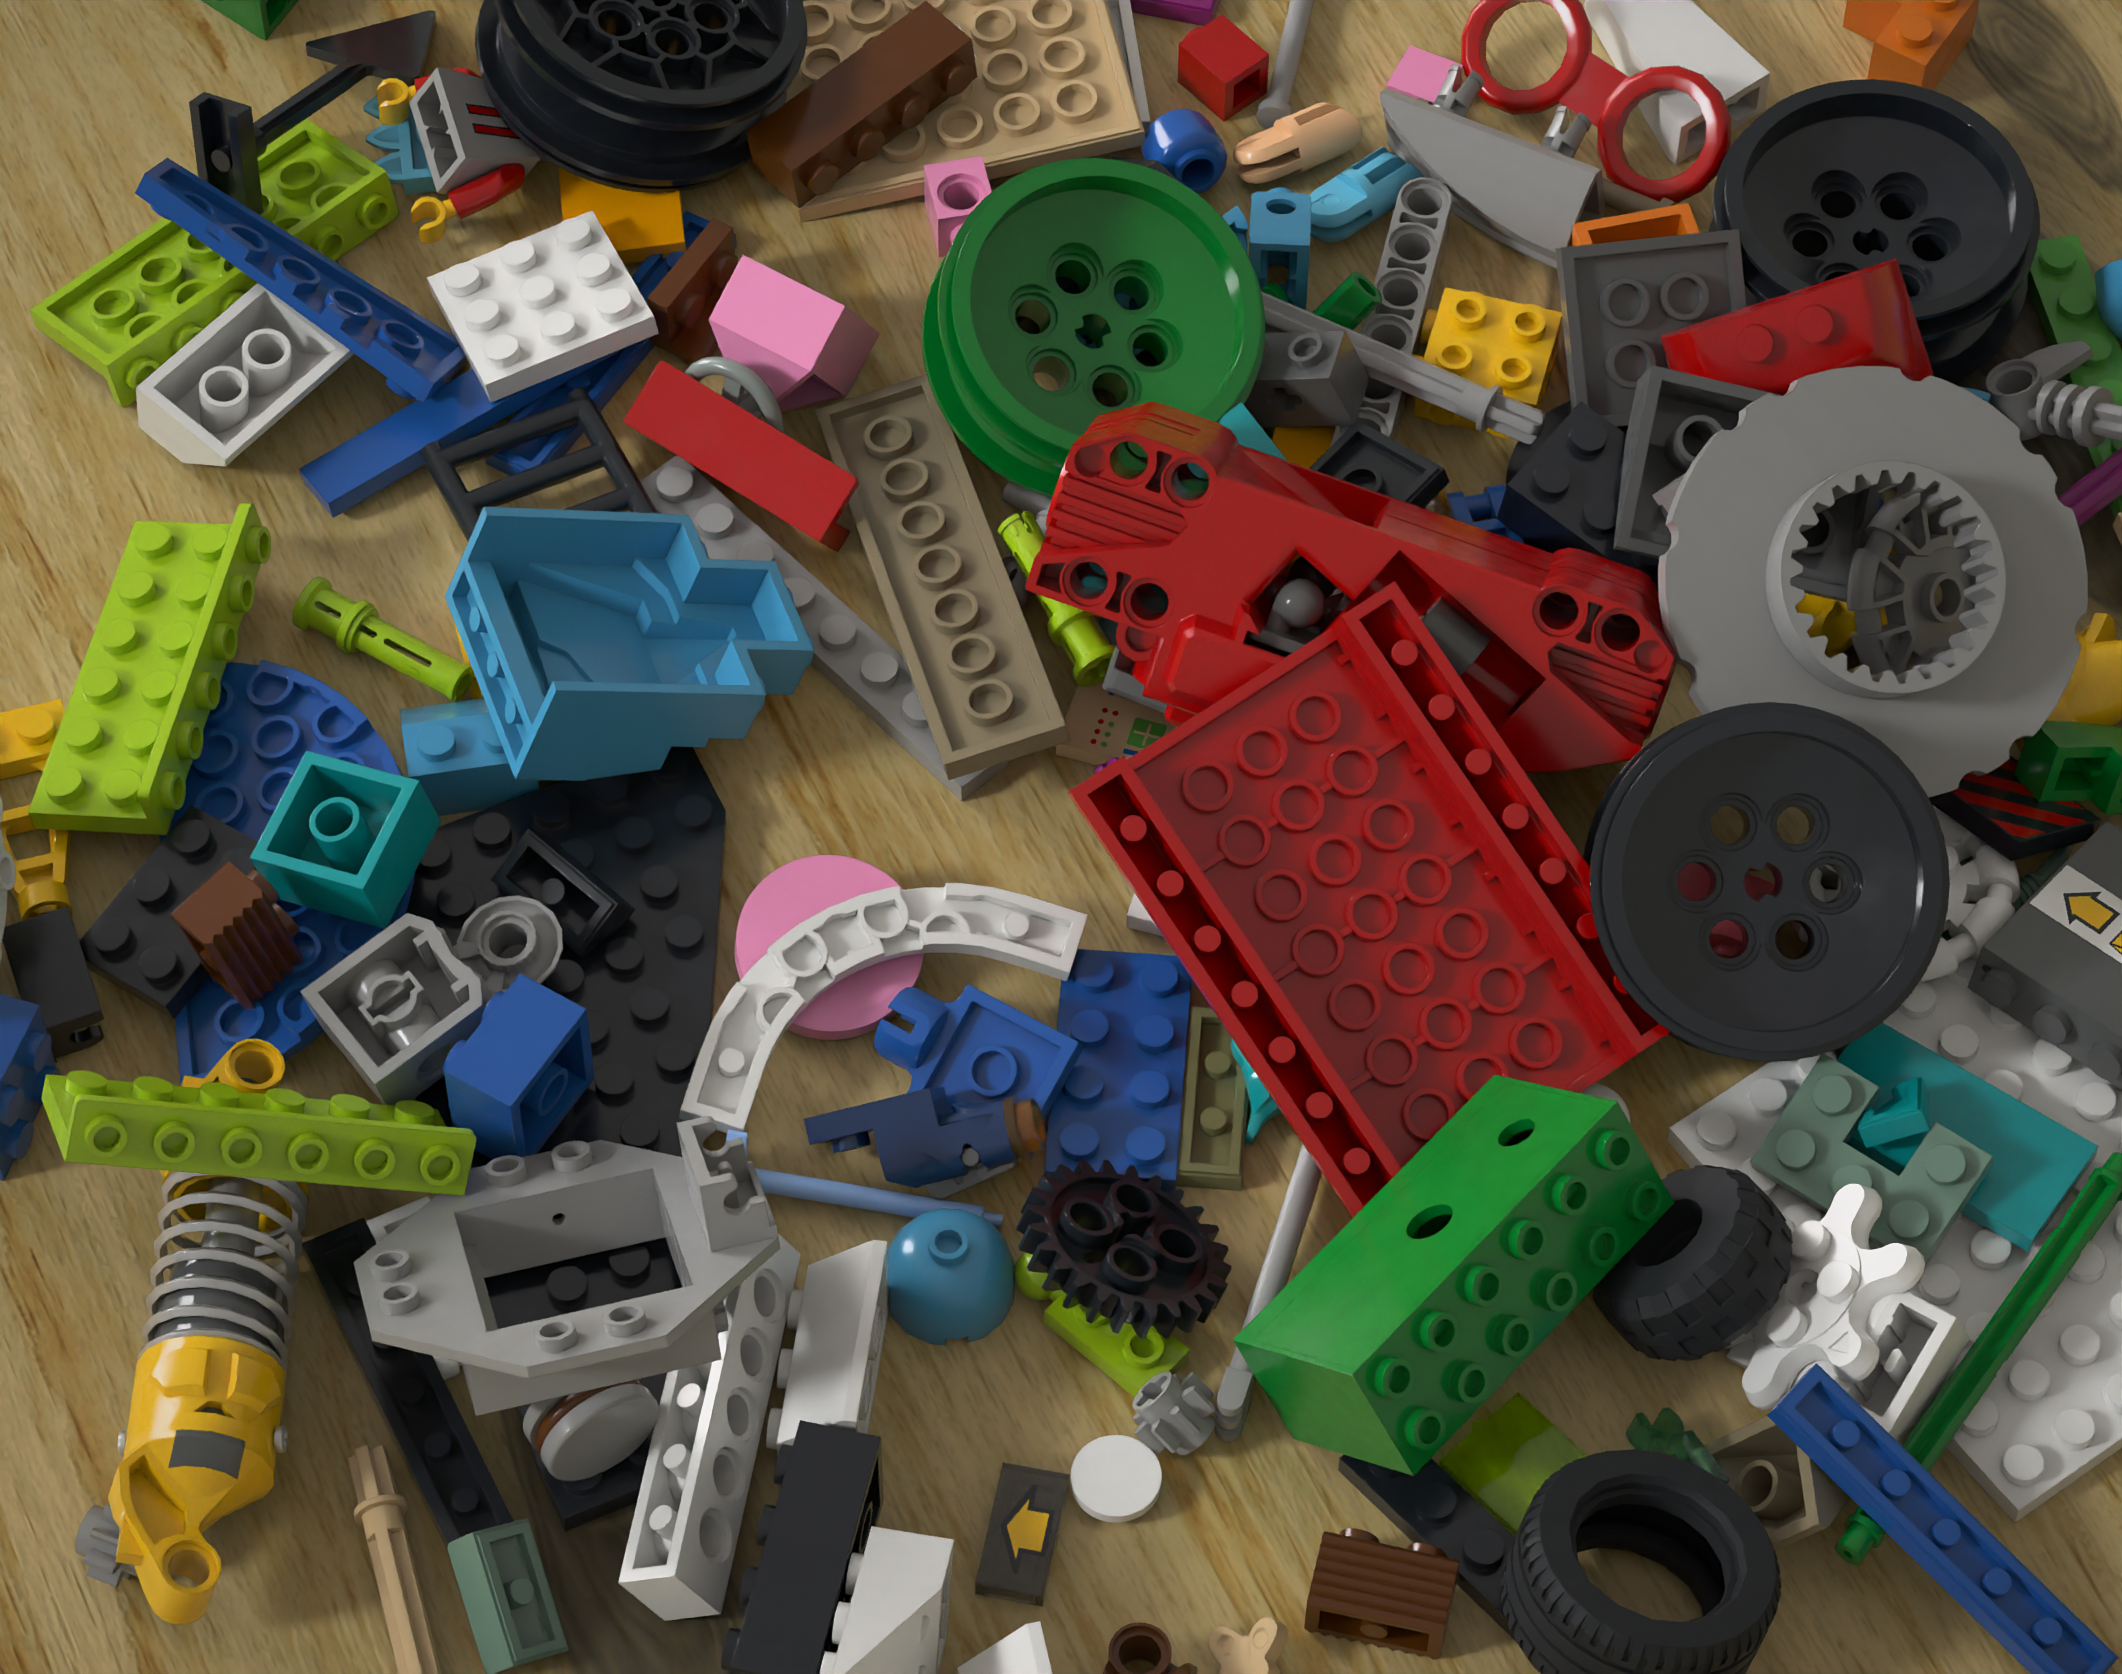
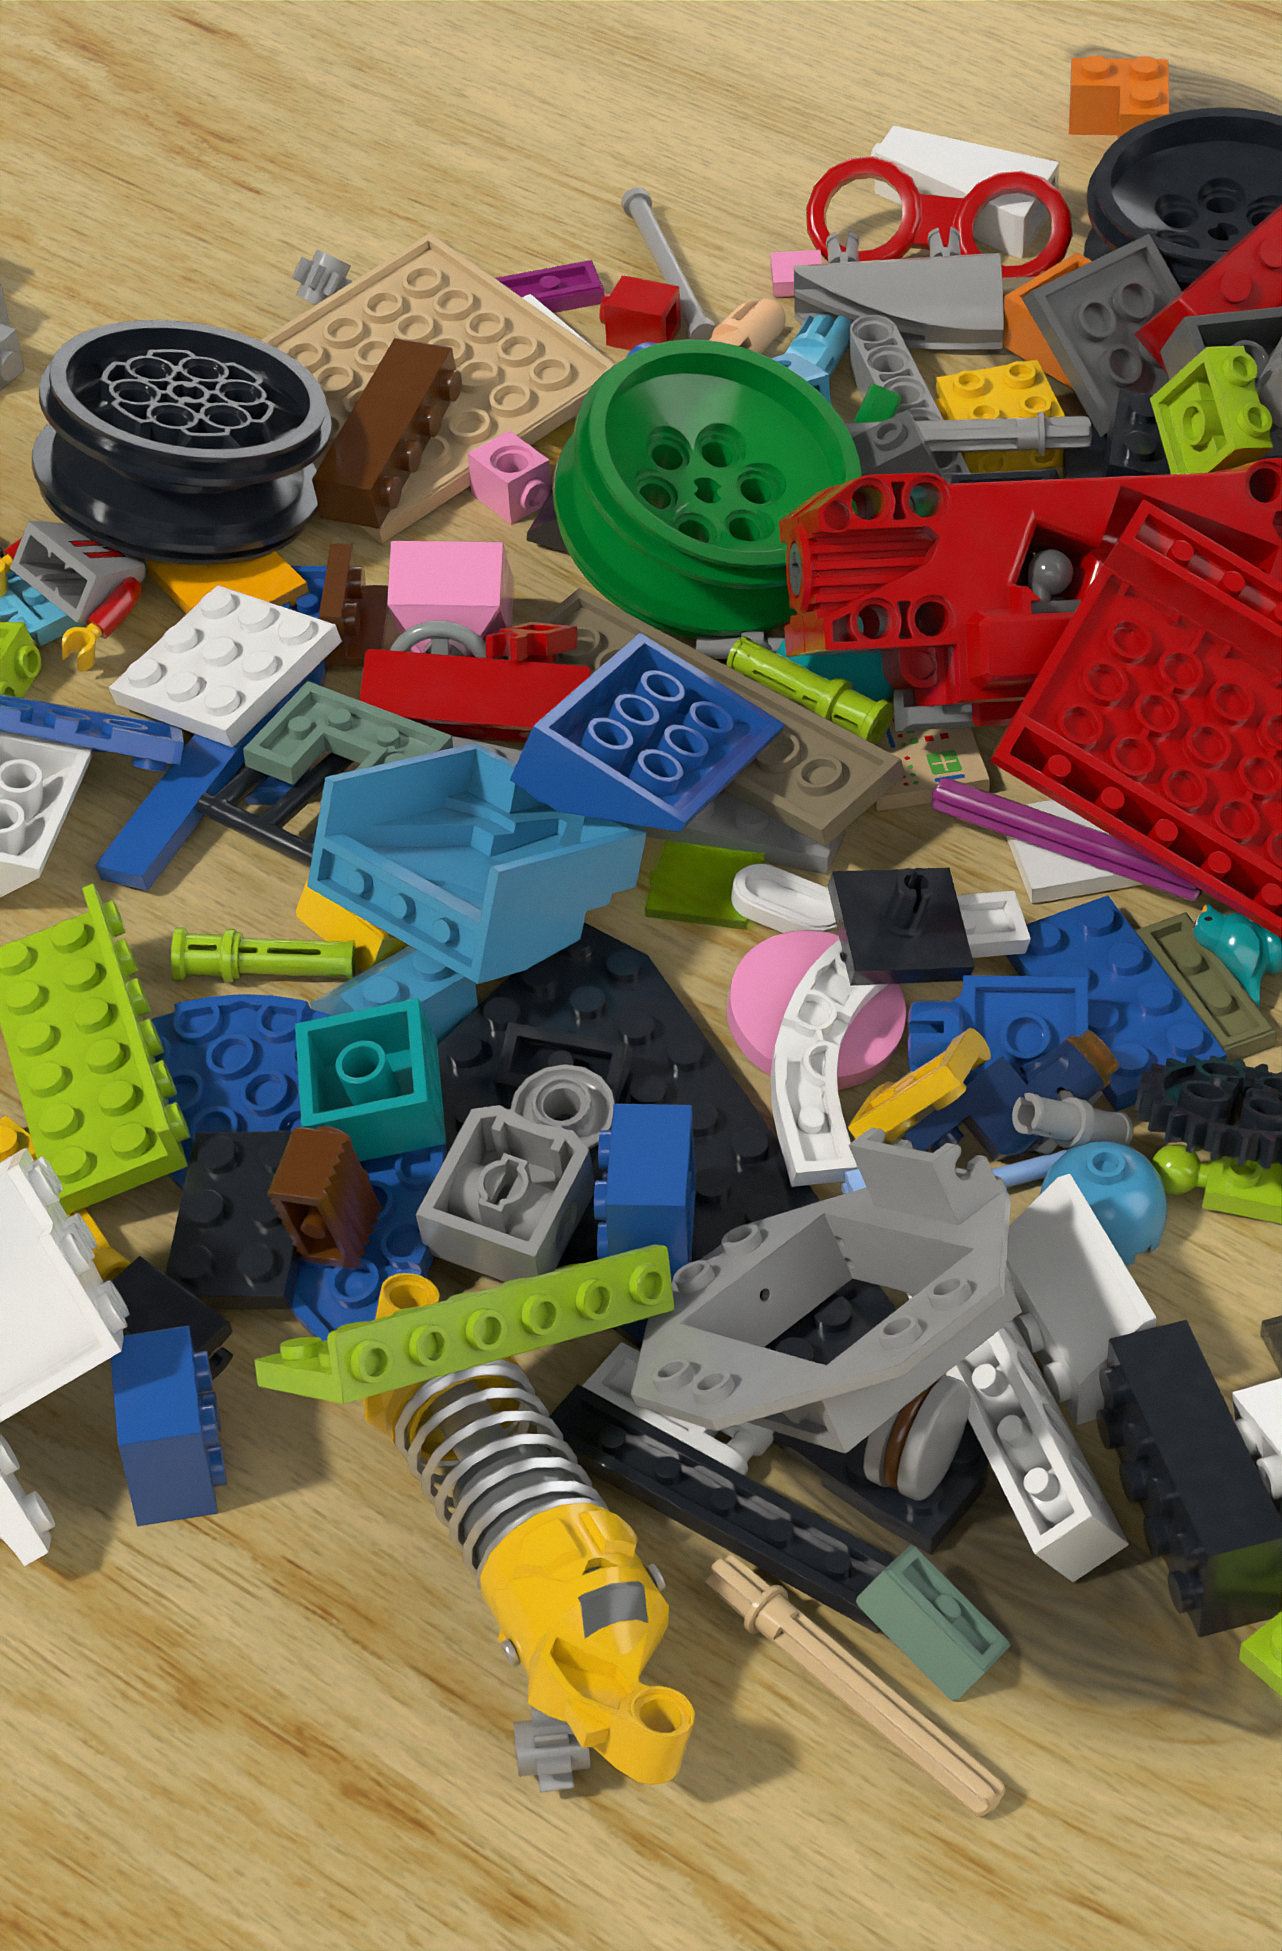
camera: 25 degrees left, 10 degrees down
(589, 424) = (331, 721): none -> sand green plate
(828, 595) = (643, 741): none -> blue slope
(831, 417) = (532, 642): none -> red plate
(839, 758) = (697, 884): none -> clear neon green piece
(845, 1081) = (936, 1083): none -> yellow plate
(894, 818) = (782, 900): none -> white tile
(939, 905) = (900, 926): none -> black tile
(958, 1184) = (1069, 1121): none -> light grey pin
(1613, 492) = (1213, 413): none -> lime plate

